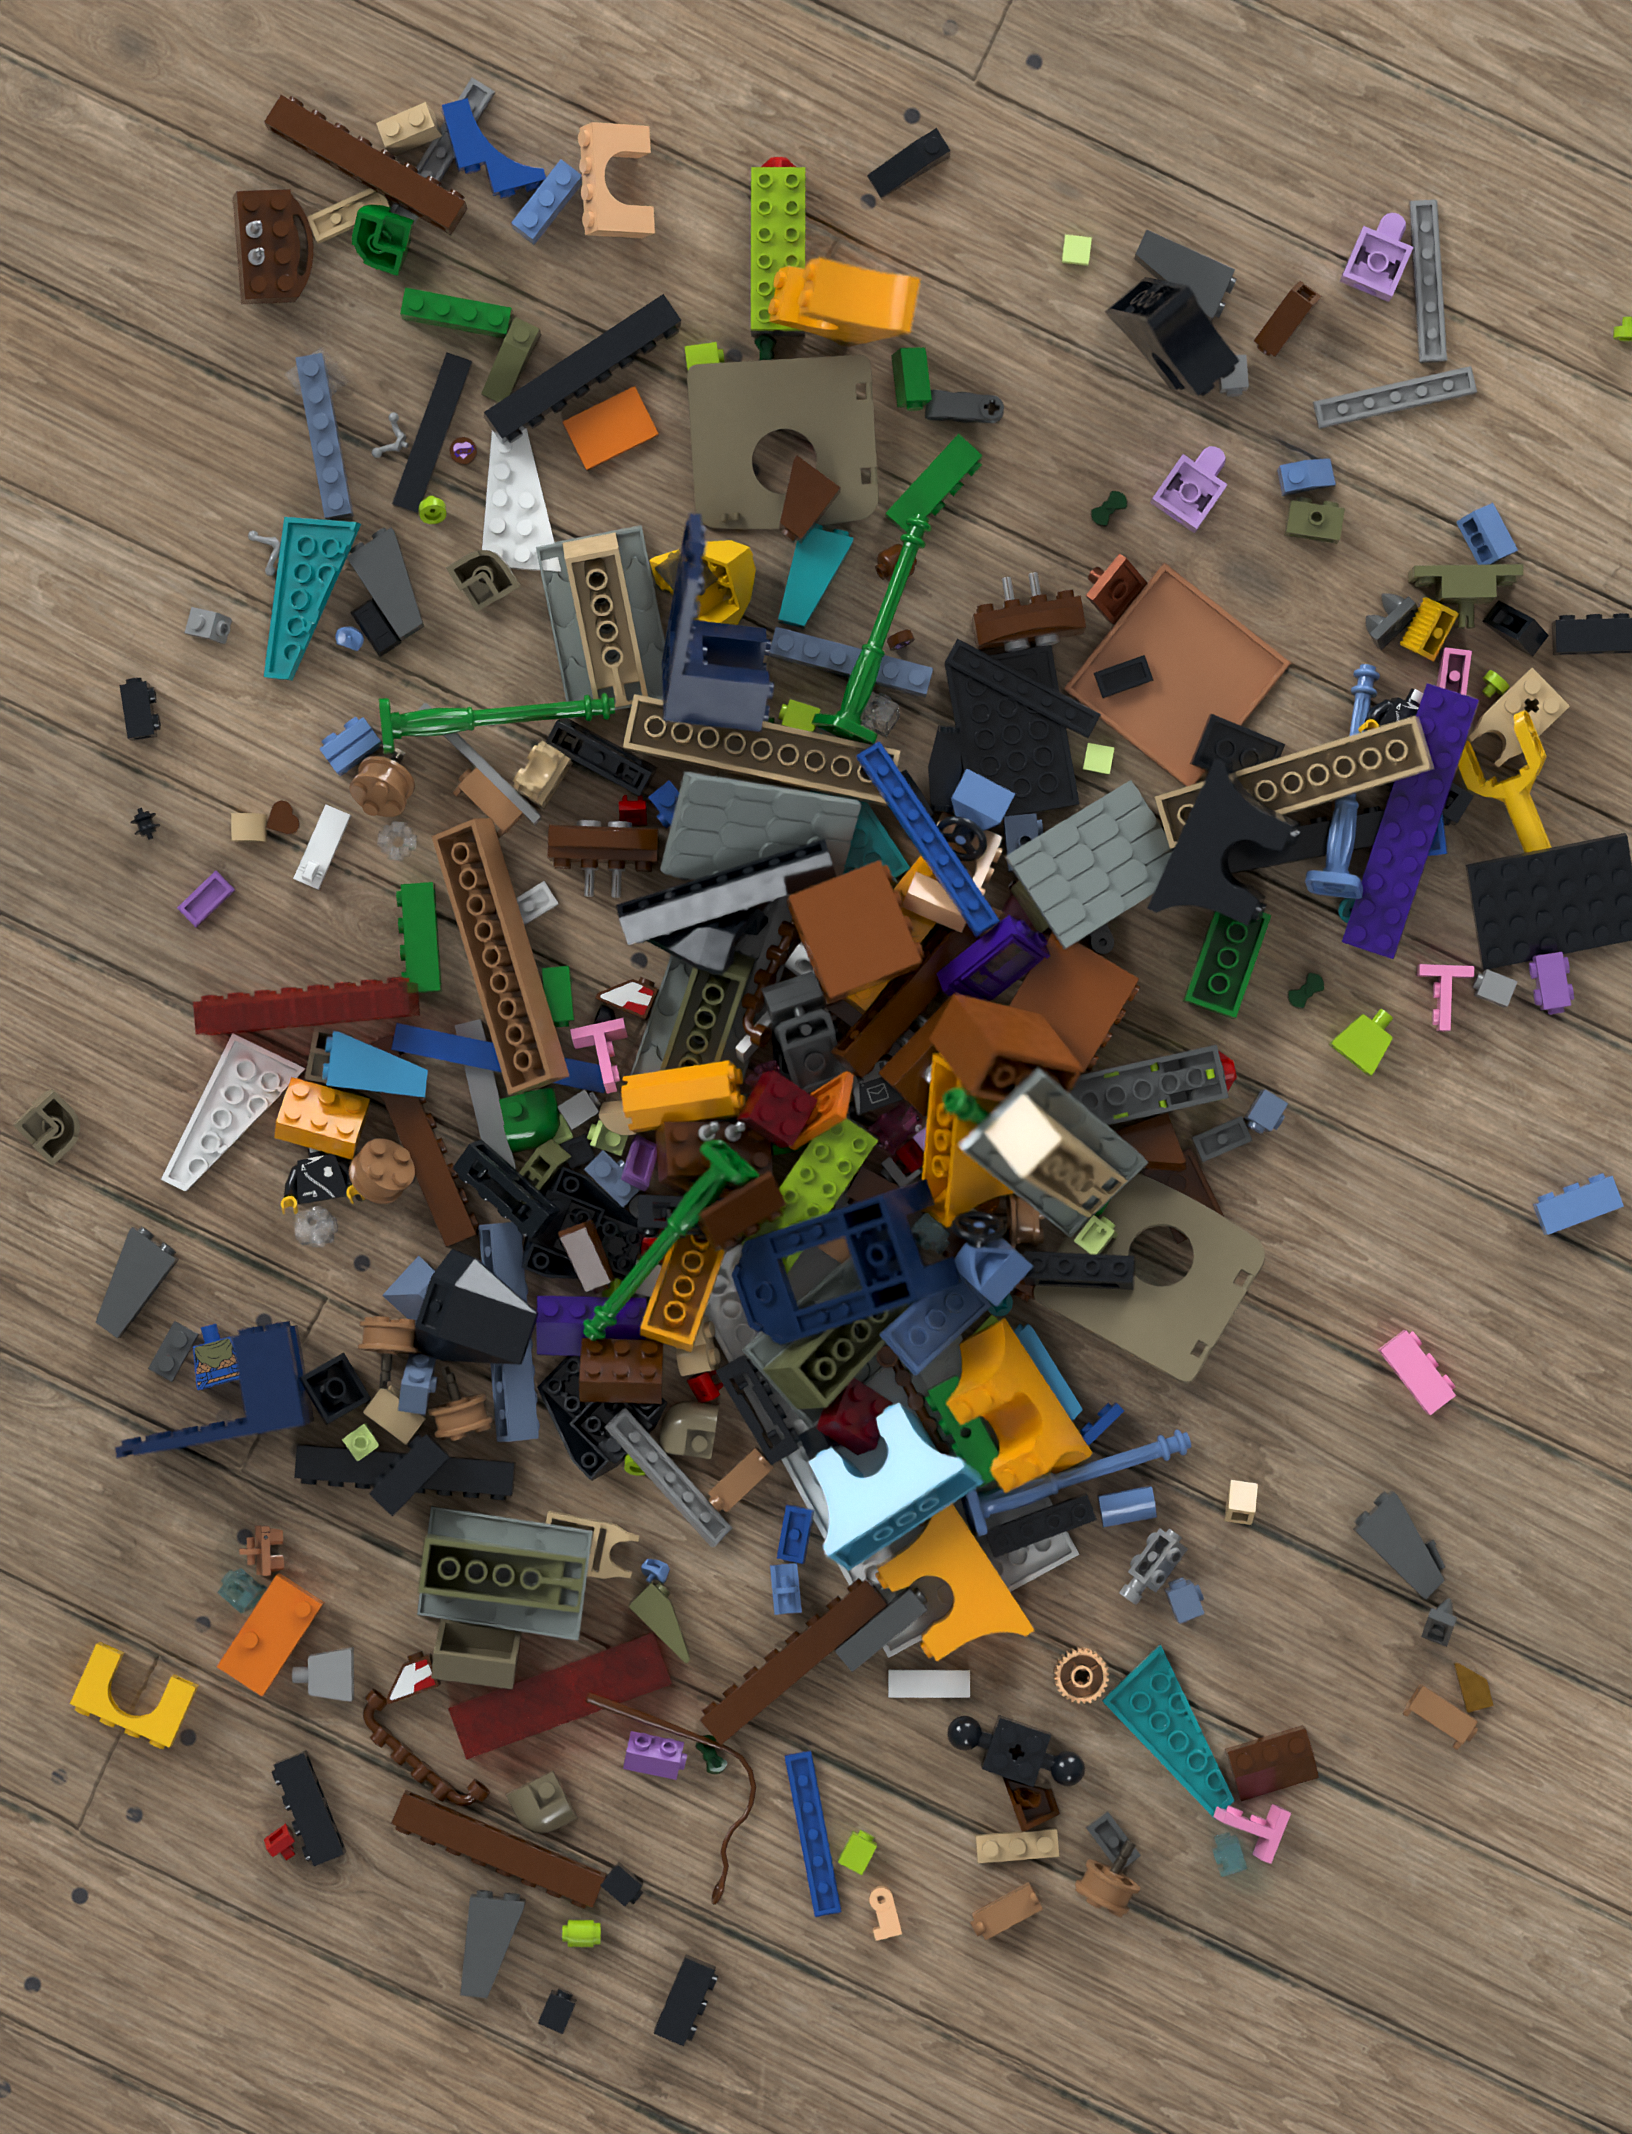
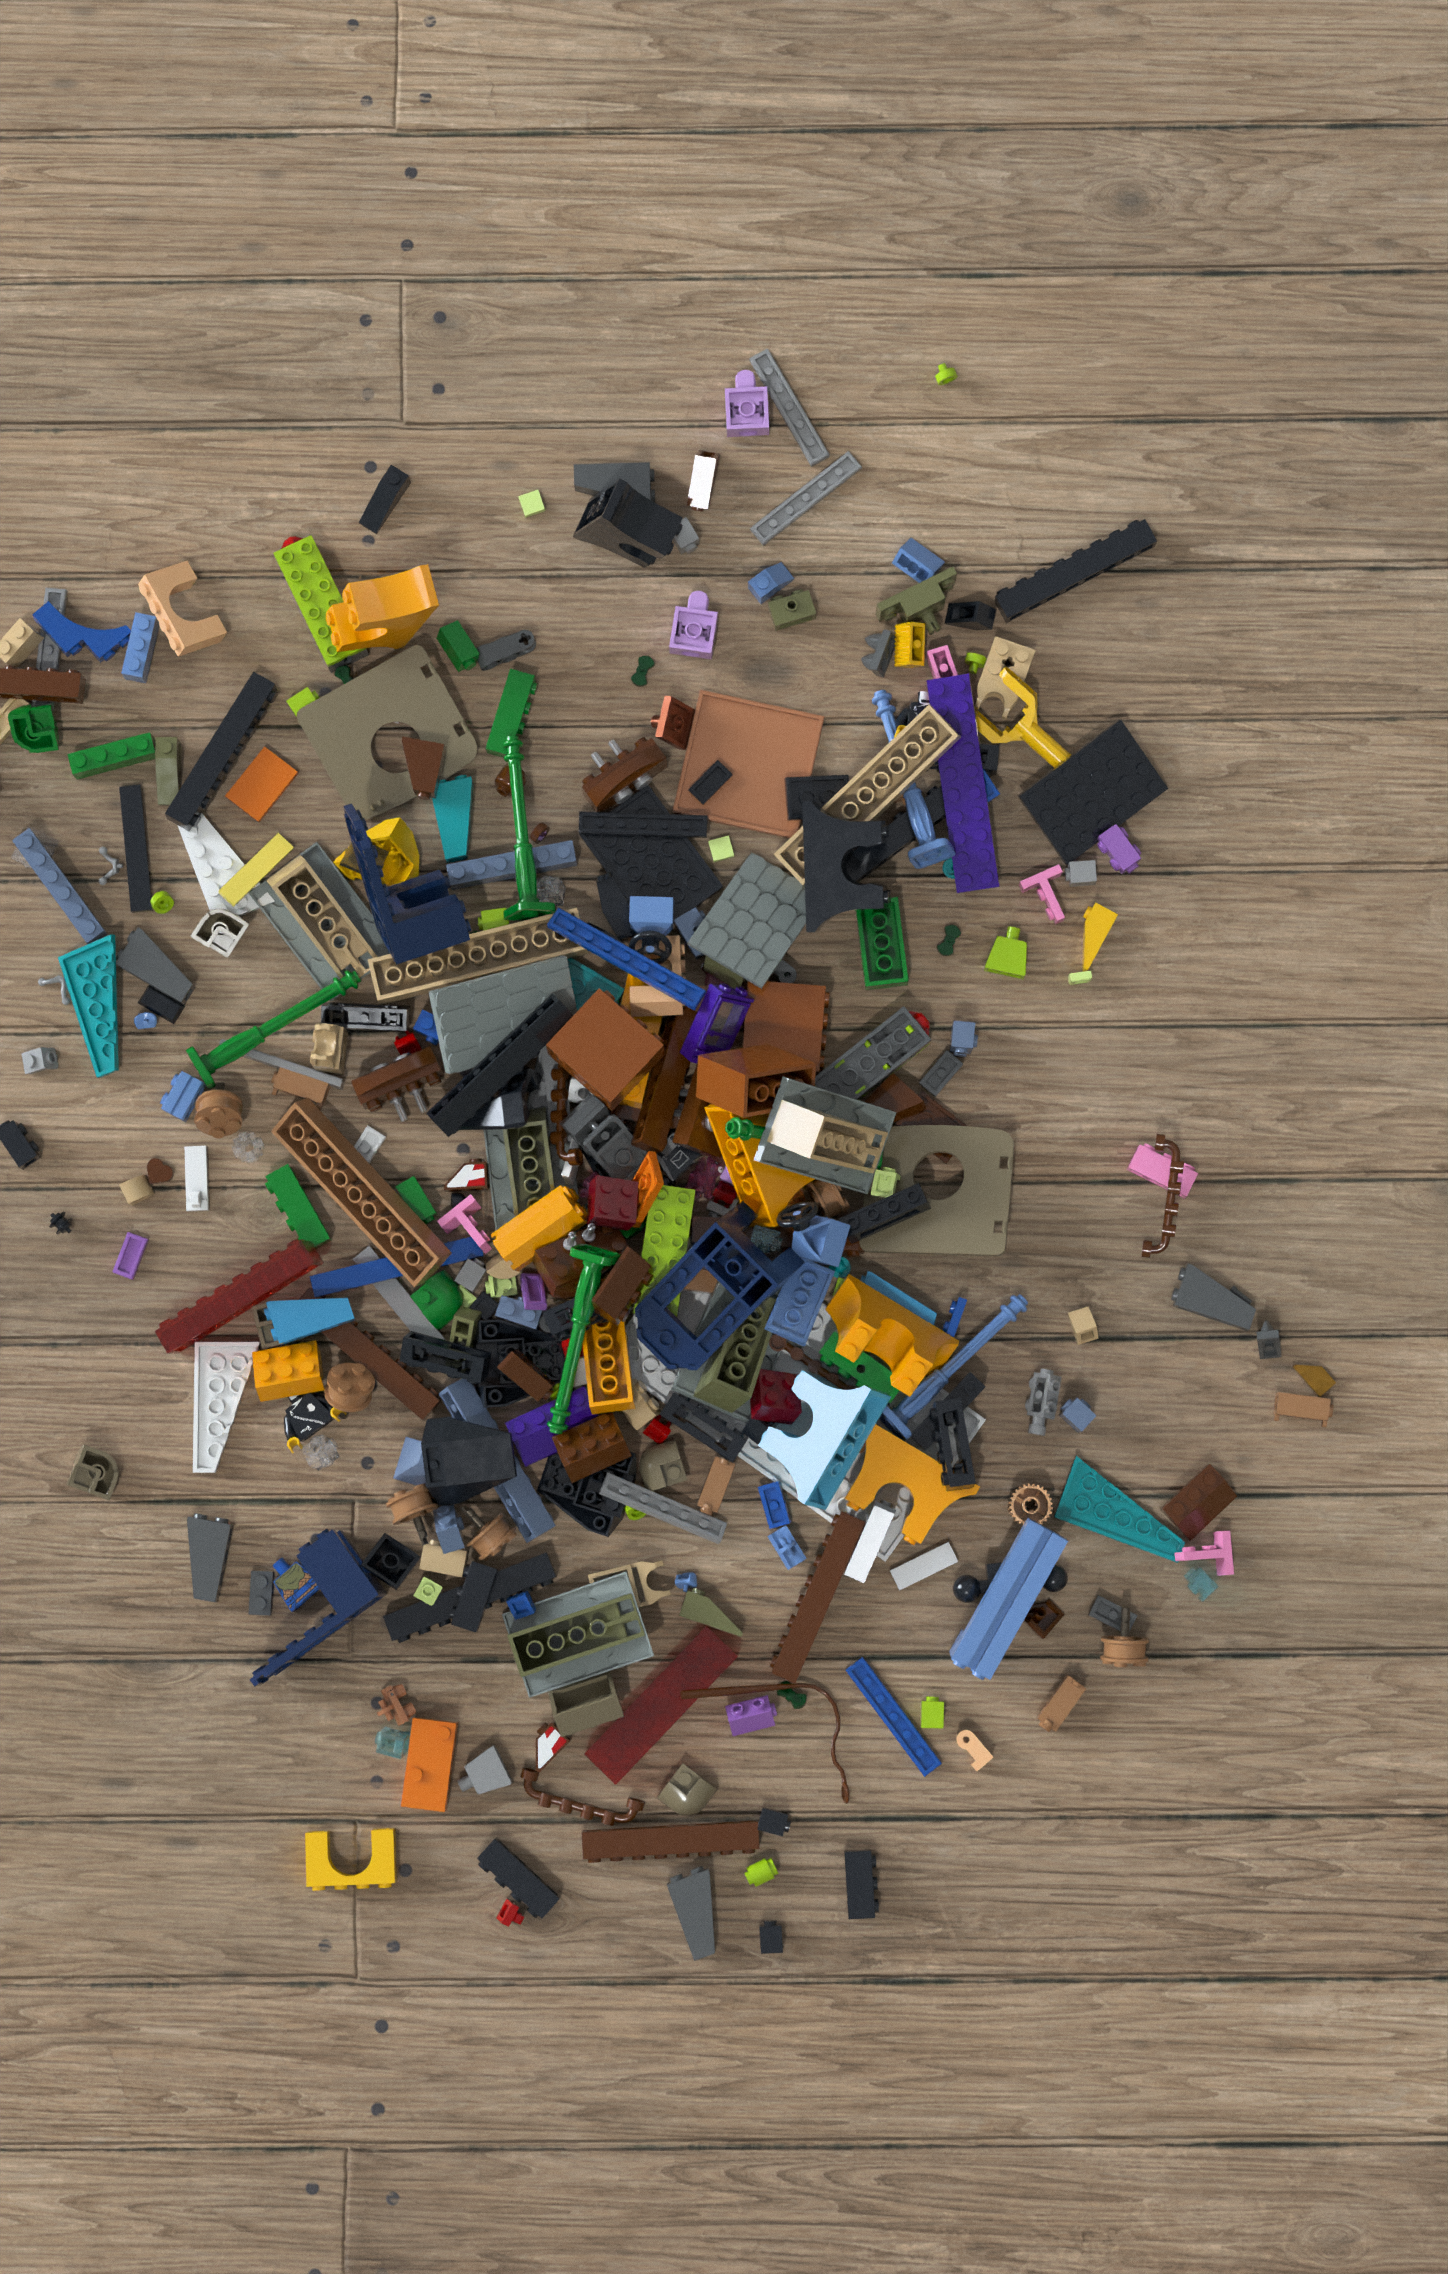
camera: 20 degrees left, 5 degrees down
(457, 1508) = (521, 1605): none -> blue tile
(463, 451) = (164, 850): reddish brown tile -> none
(557, 525) = (256, 869): none -> light yellow tile
(1003, 1769) = (1007, 1599): none -> medium blue brick
(1017, 1845) = (1045, 1652): tan plate -> none
(1019, 1553) = (946, 1409): none -> black brick
(1127, 1506) = (1003, 1368): medium blue brick -> none
(1419, 1400) = (1171, 1207): none -> reddish brown bar
(1433, 1106) = (1079, 977): none -> yellowish green tile
(1478, 1061) = (1095, 929): none -> yellow slope
(1577, 1204) = (1216, 996): medium blue brick -> none

